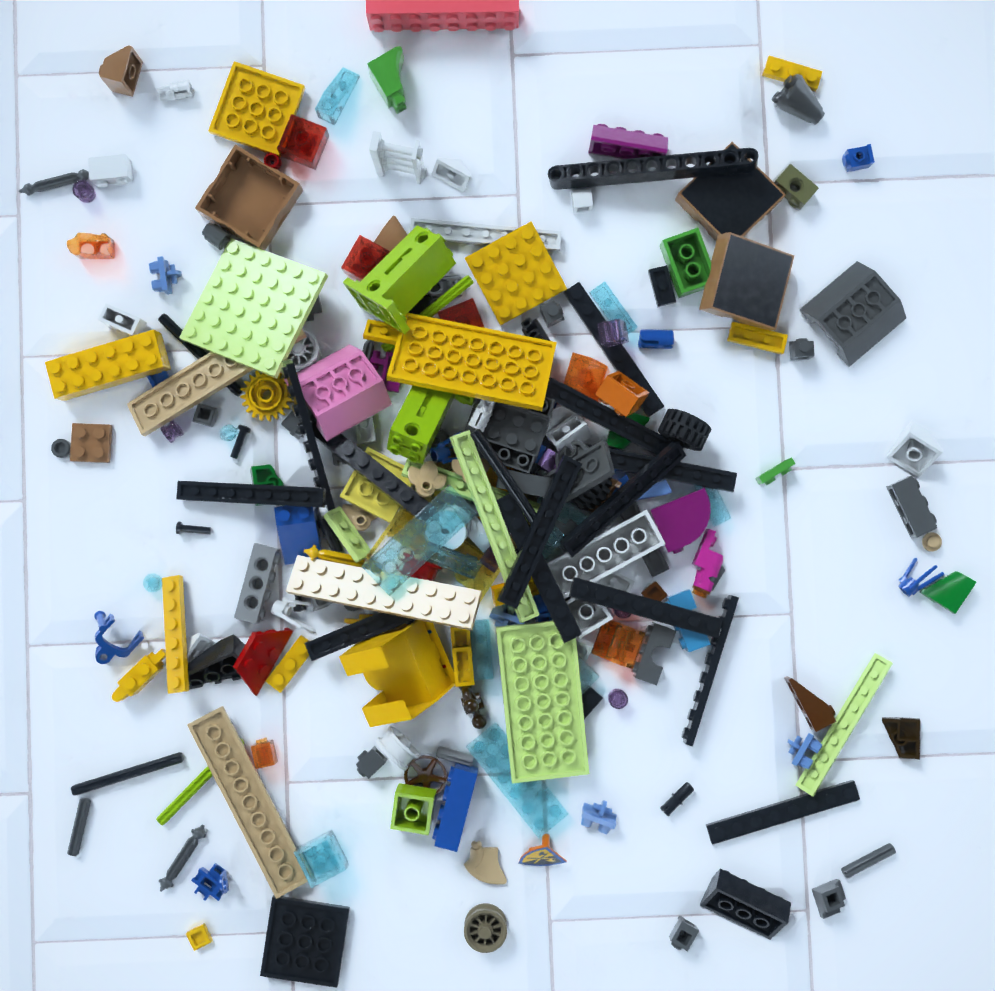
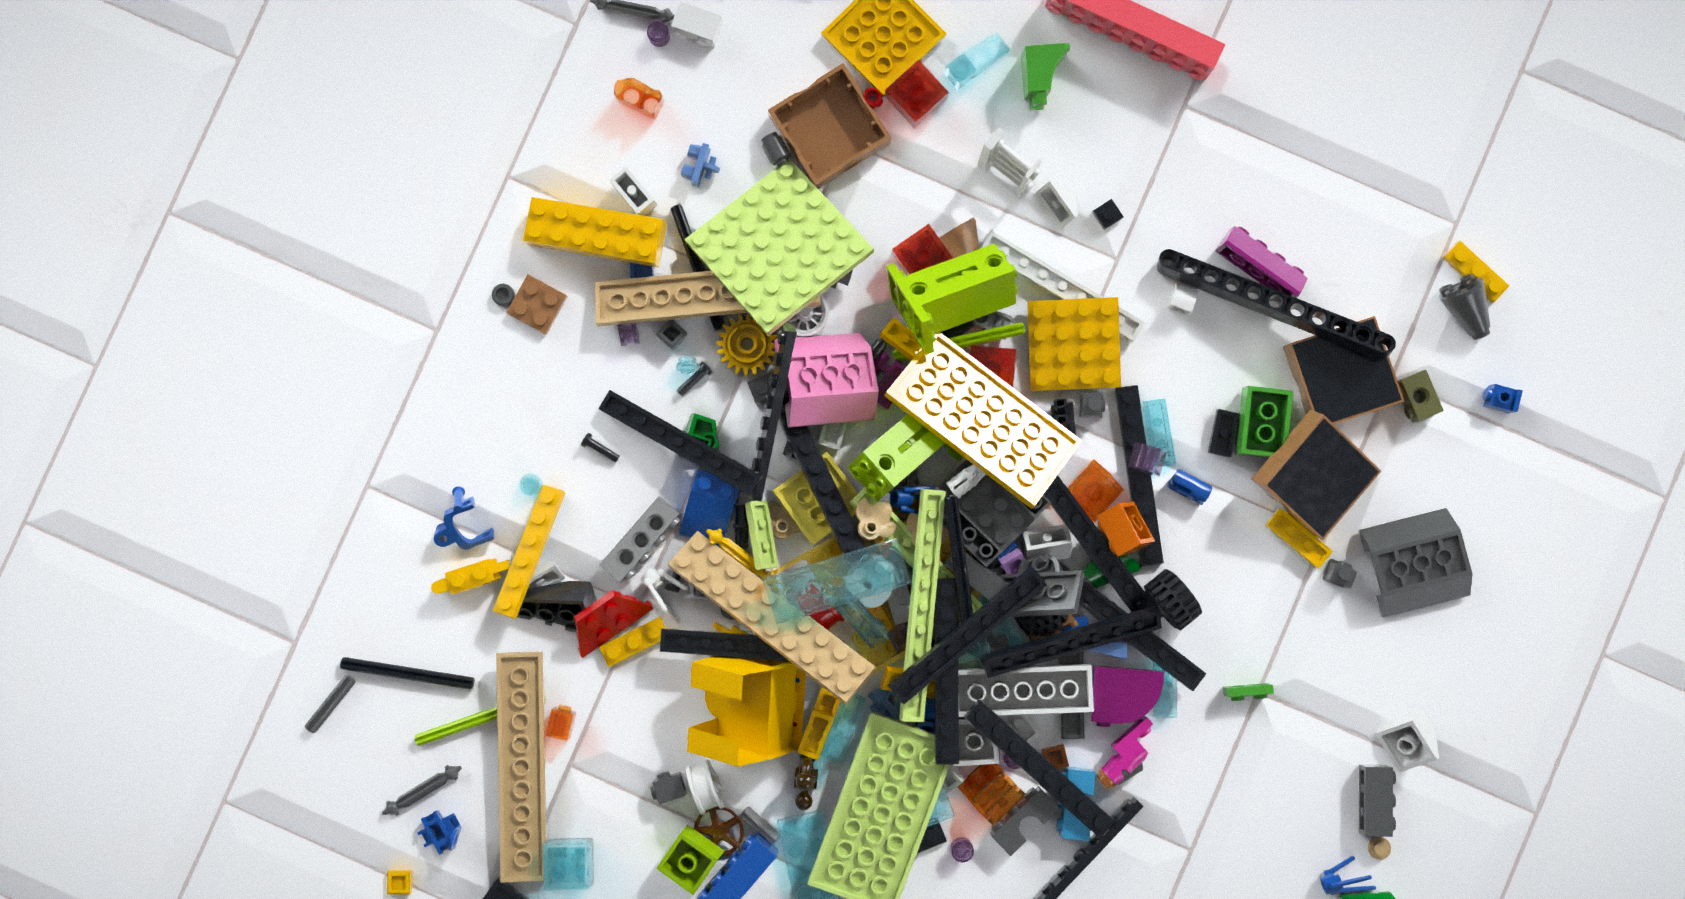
camera: 25 degrees right, 0 degrees up
(494, 164) = (1107, 214): none -> black plate

